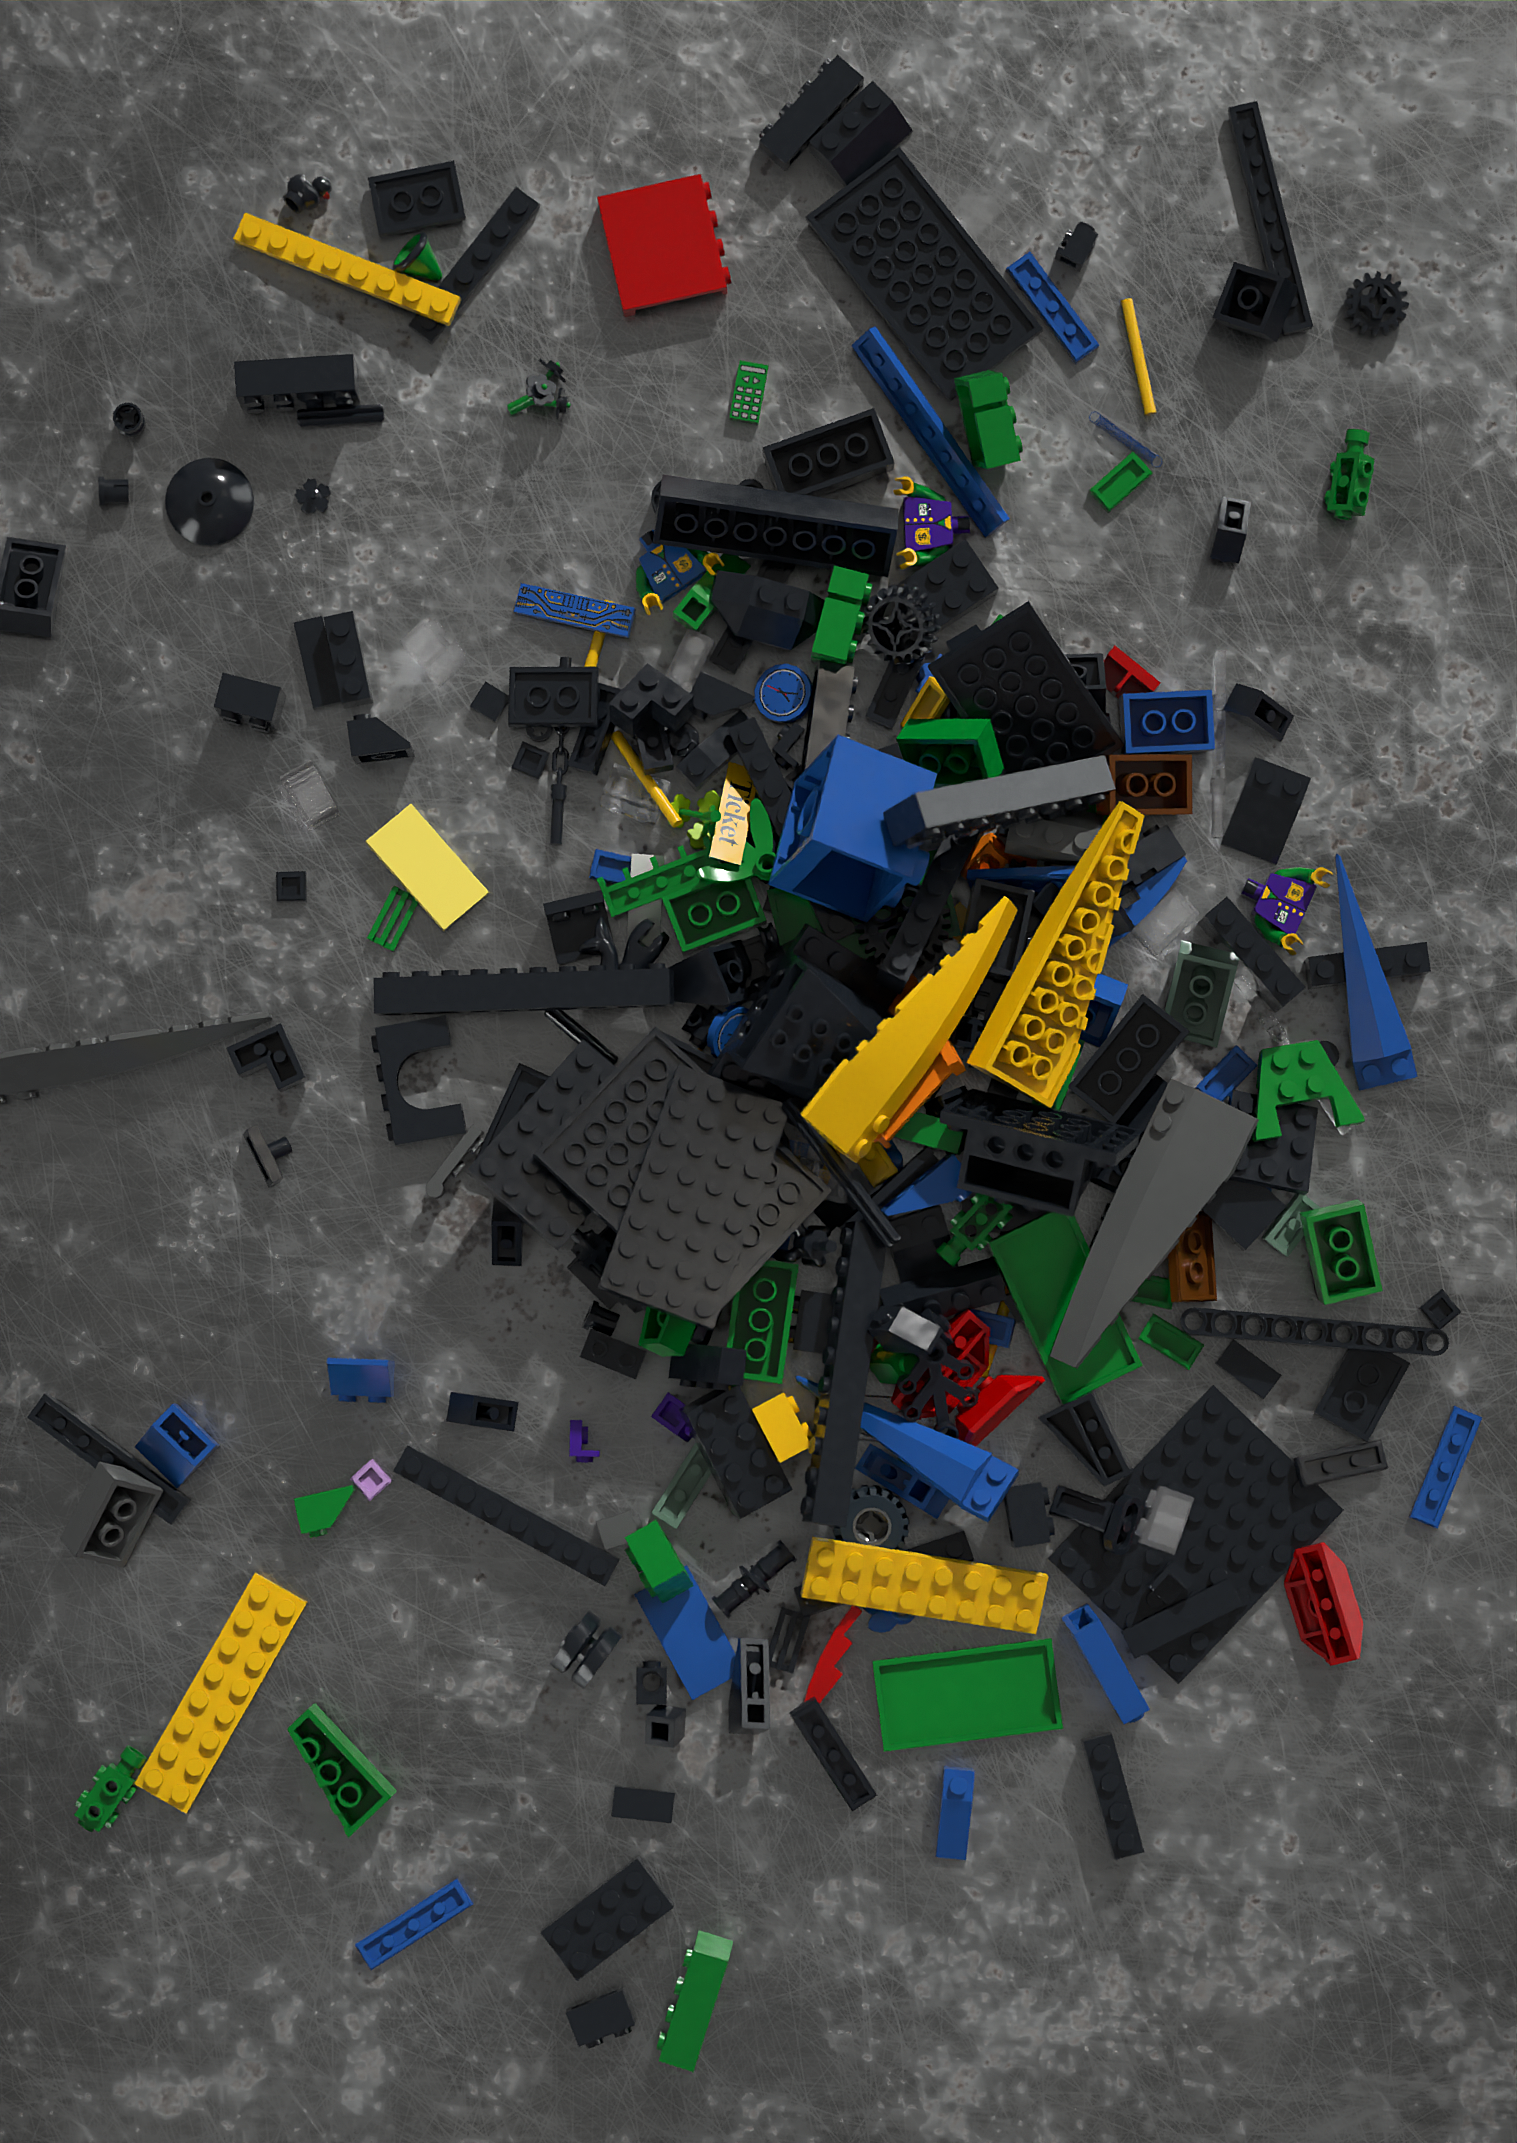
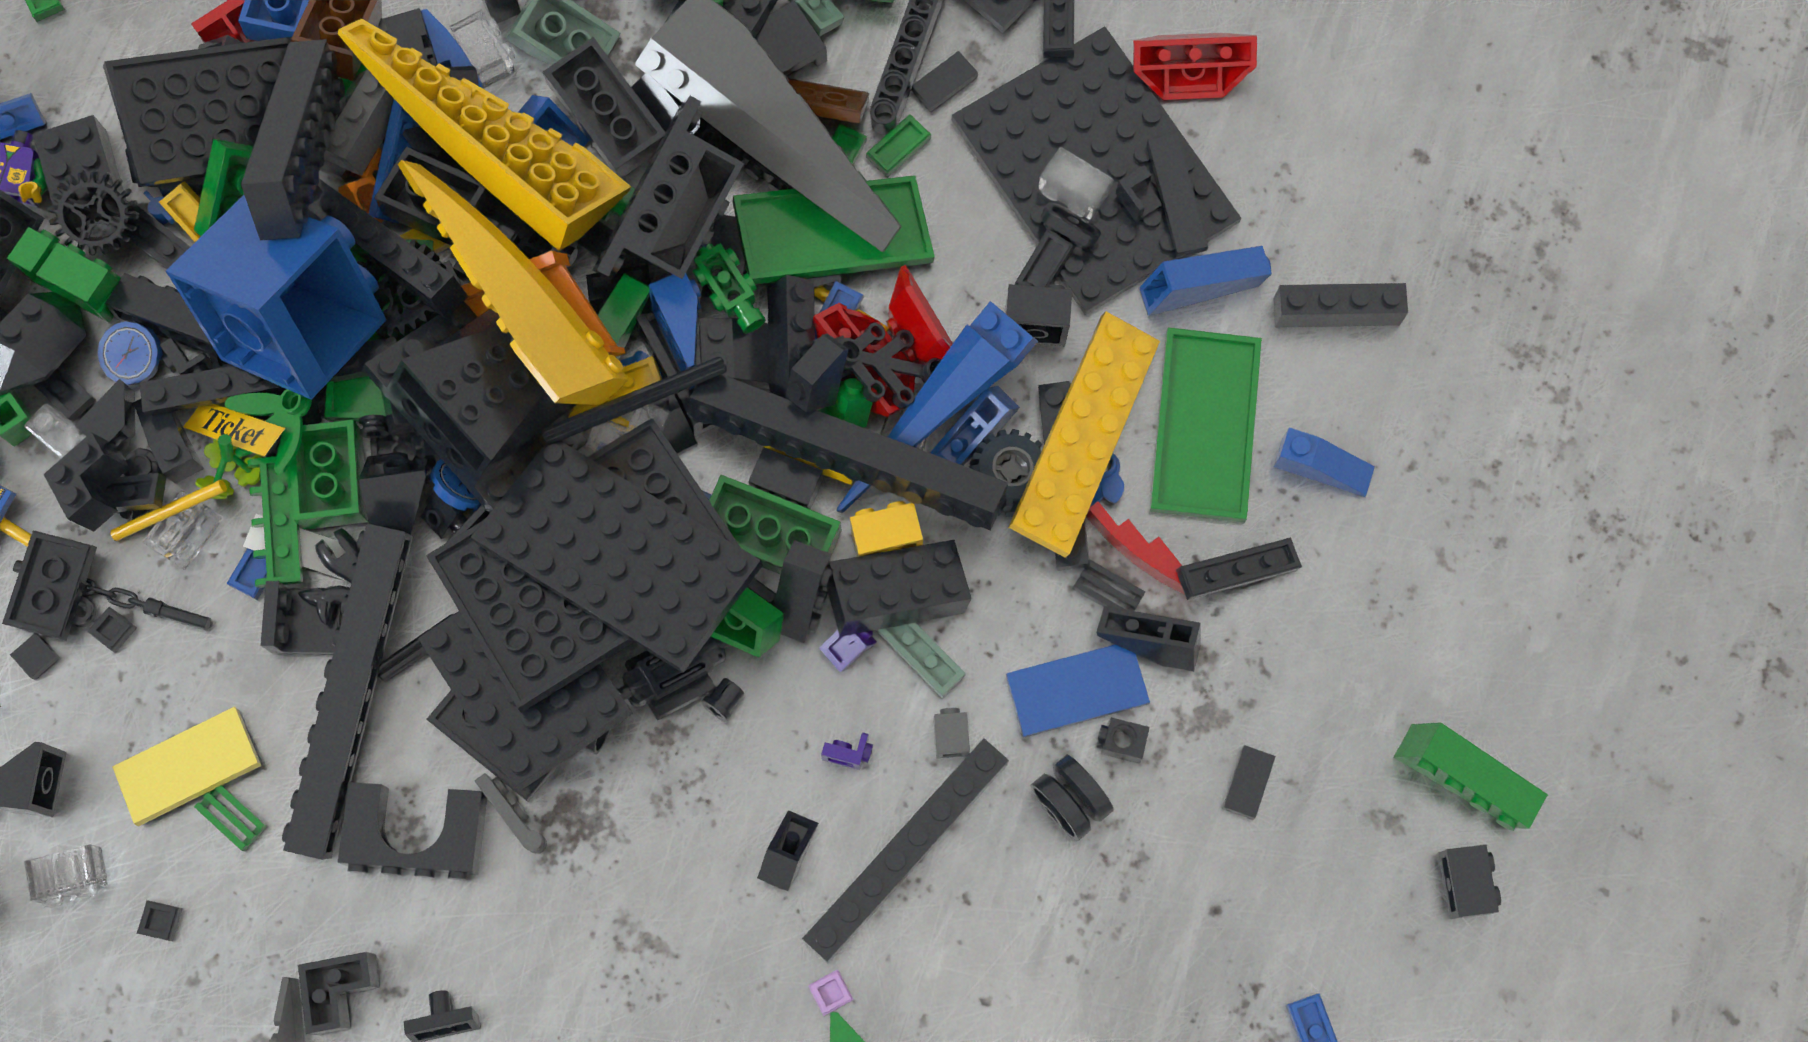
camera: 75 degrees left, 10 degrees down
(361, 1378) = (715, 971): blue slope -> none
(506, 1236) = (602, 775): black slope -> none
(593, 741) = (111, 555): black plate -> none
(607, 1918) = (1364, 848): black brick -> none
(613, 1354) = (763, 693): black brick -> none
(661, 1567) = (996, 696): green brick -> none
(665, 1726) = (1172, 734): black brick -> none
(754, 1579) = (1037, 605): black piece -> none
(810, 1245) = (706, 456): black plant -> none
(1090, 1437) = (973, 237): black wedge -> none
(1227, 1074) = (643, 22): blue tile -> none

